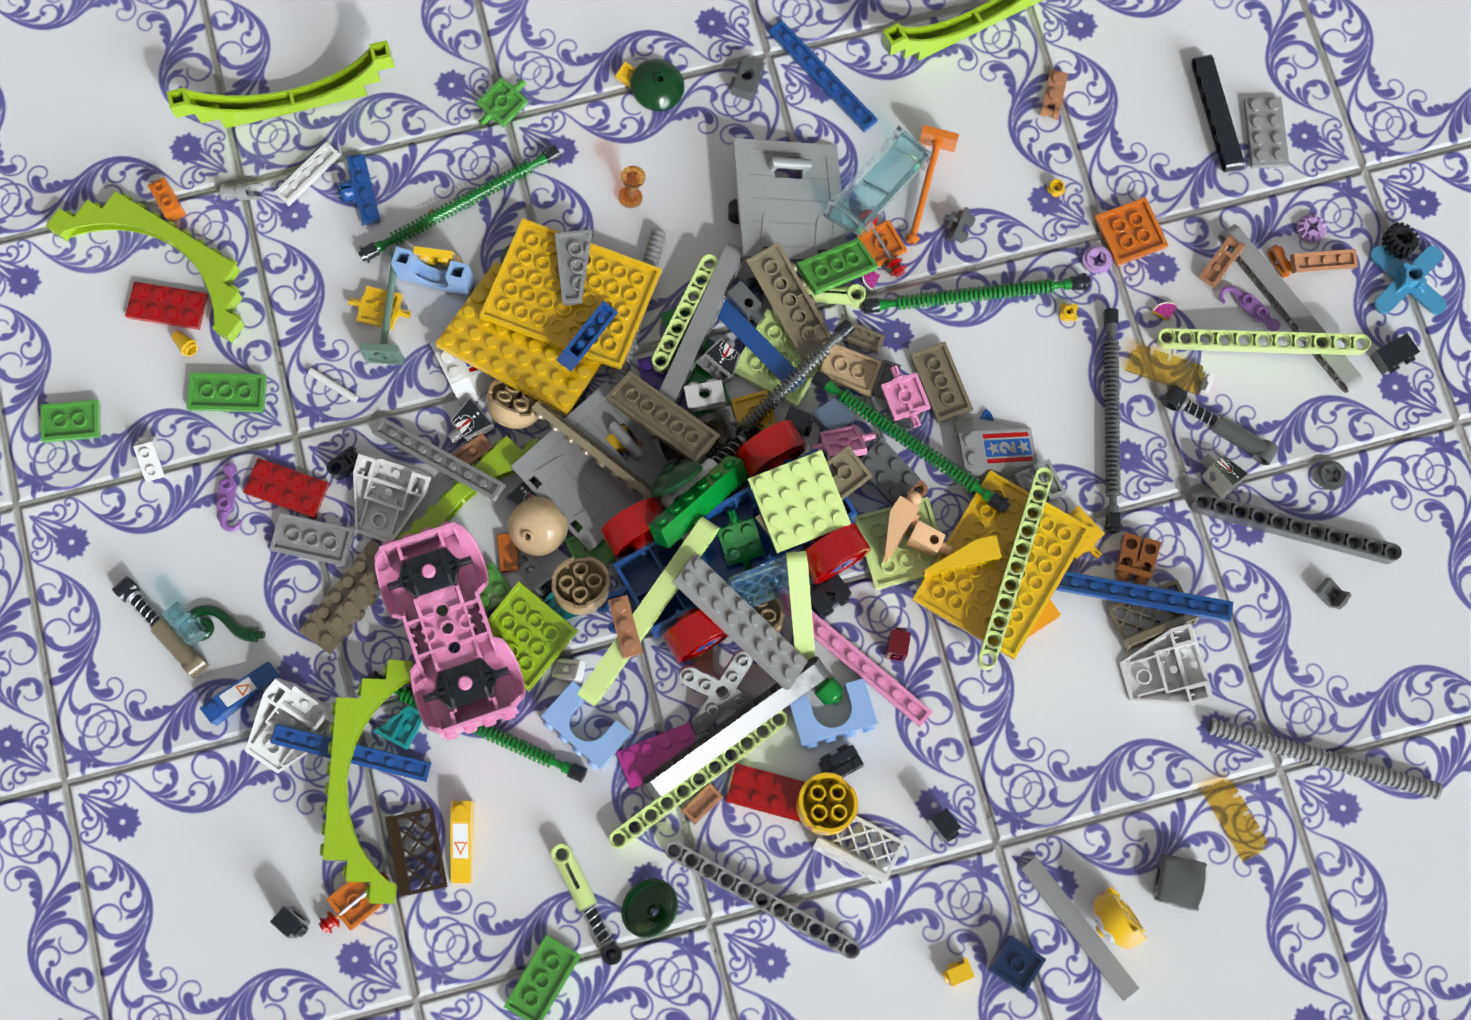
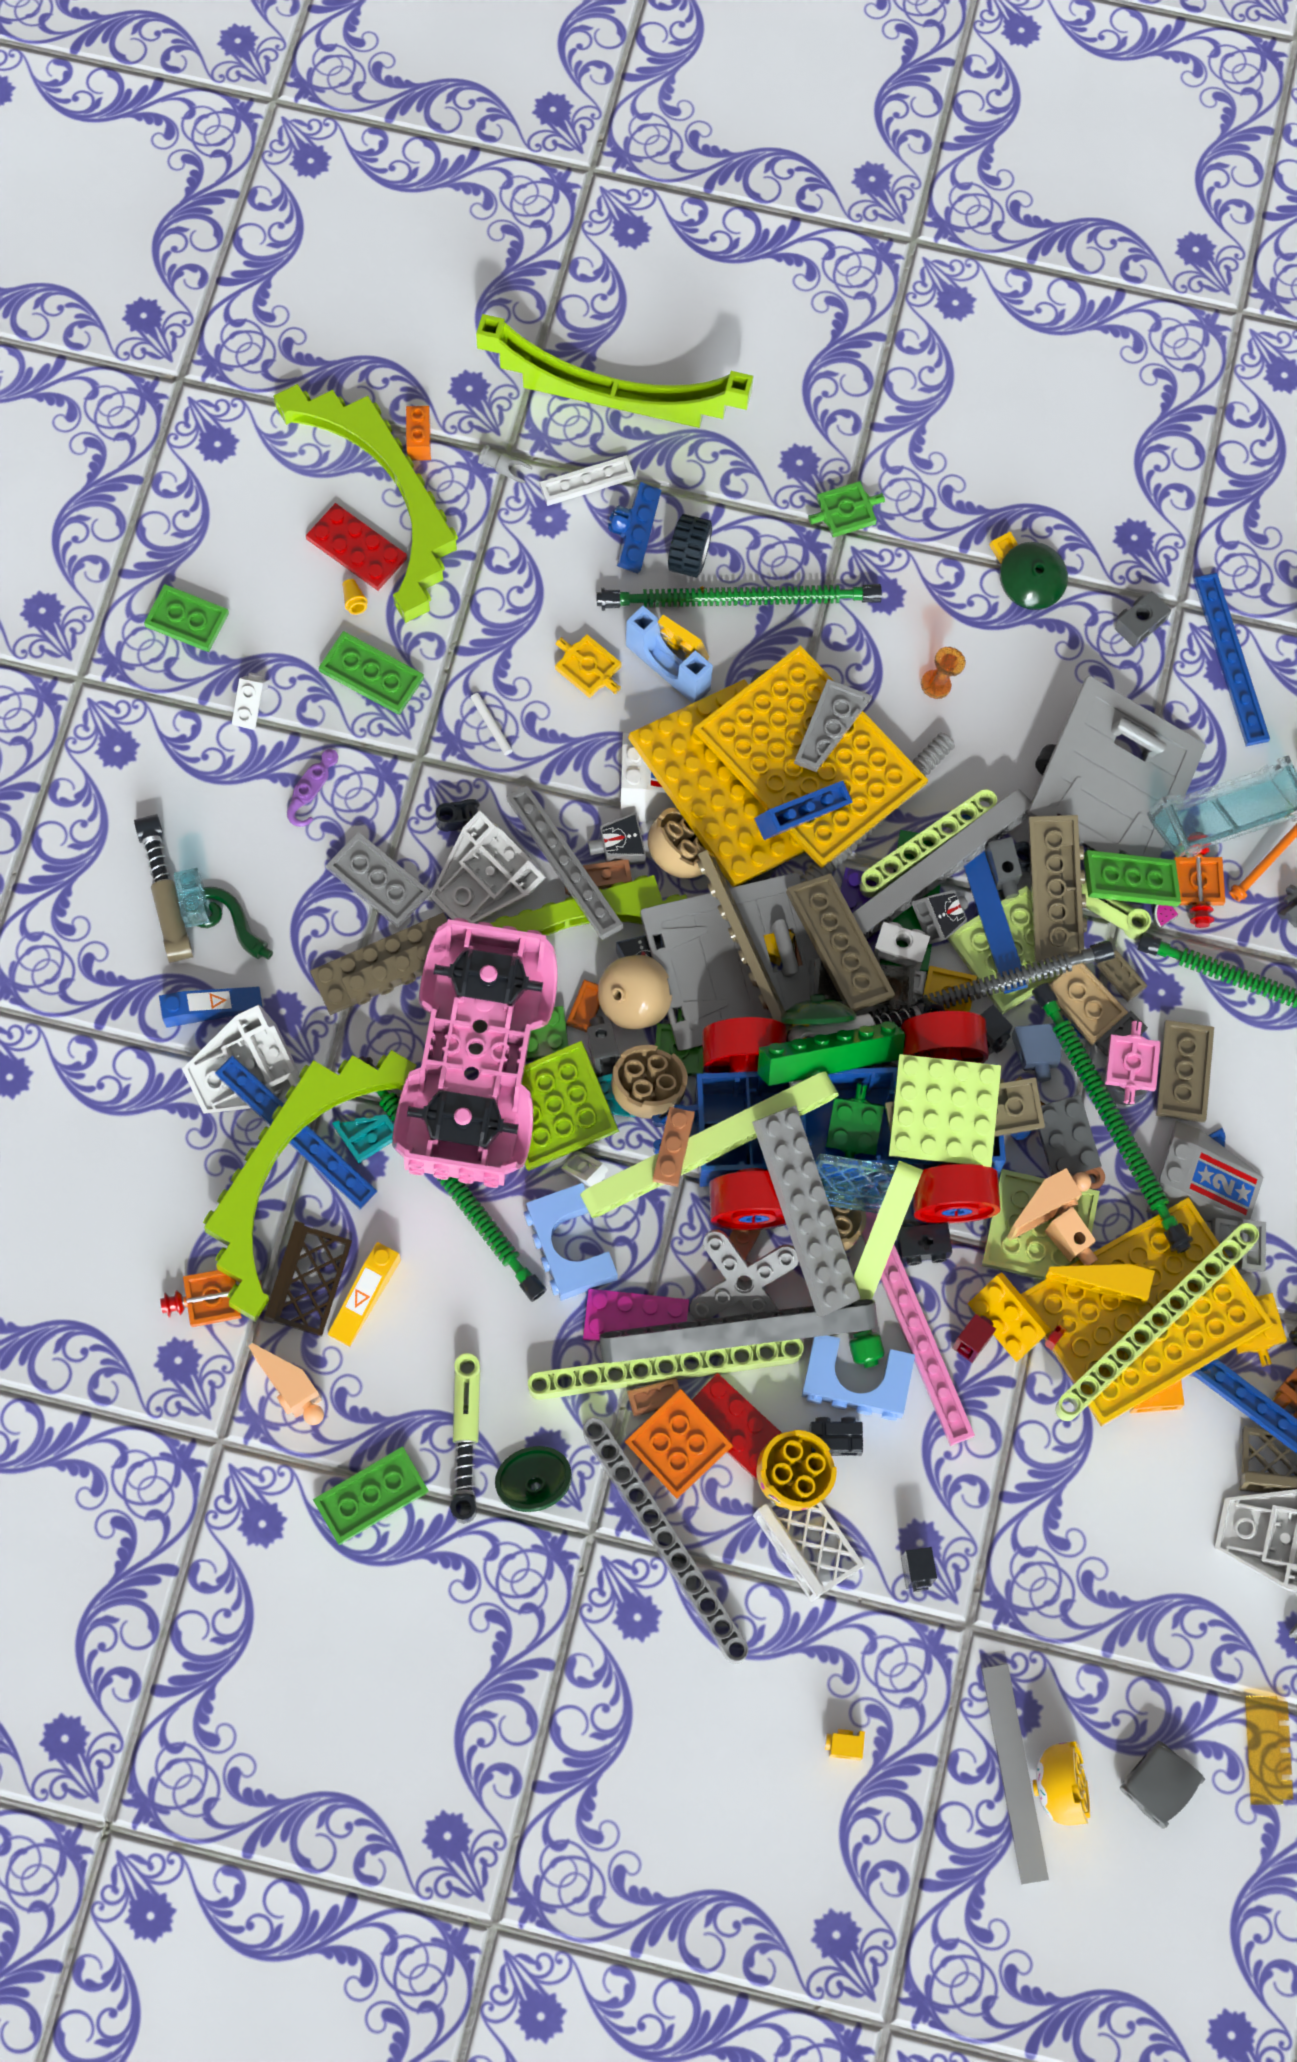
camera: 25 degrees right, 5 degrees down
(286, 488) = (380, 809): red plate -> none
(290, 922) = (131, 1279): black brick -> none
(384, 352) = (565, 714): sand green tile -> none
(406, 185) = (689, 545): none -> black wheel
(447, 936) = (292, 1384): none -> light nougat slope
(736, 827) = (679, 1443): none -> orange plate
(837, 439) = (1046, 1075): bright pink plate -> none
(915, 616) = (1015, 1320): none -> yellow plate
(952, 615) = (1054, 1337): none -> red tile
(1016, 964) = (918, 1771): dark blue container -> none

